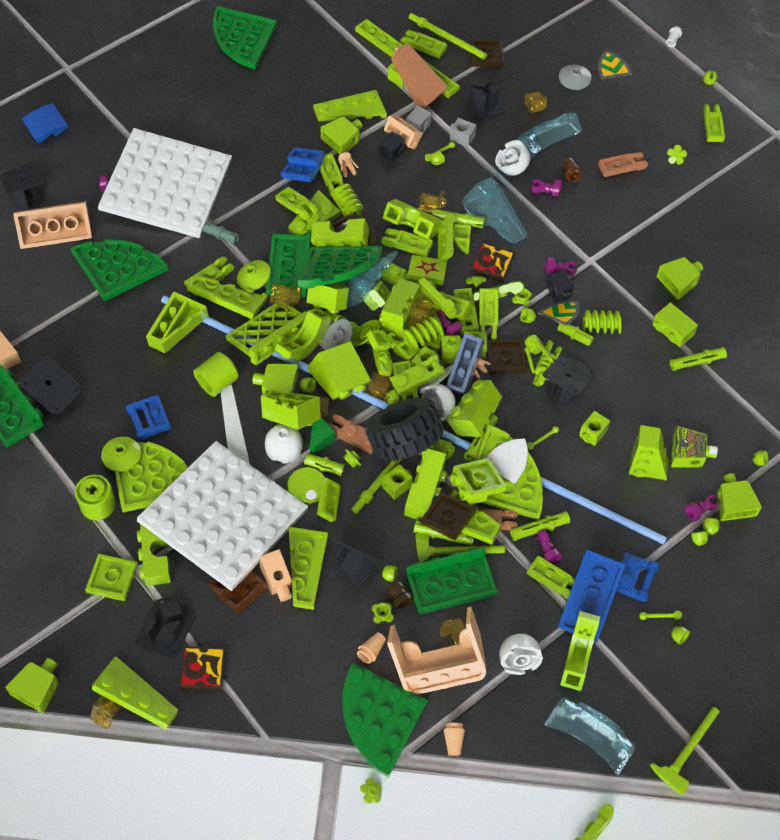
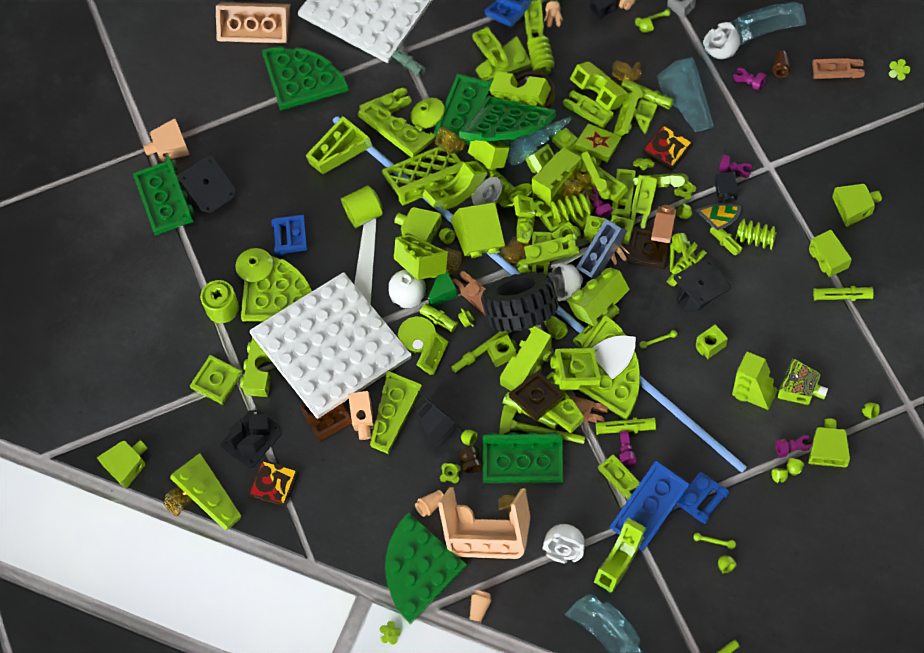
camera: 25 degrees right, 5 degrees up
(515, 329) = (664, 224): none -> nougat slope

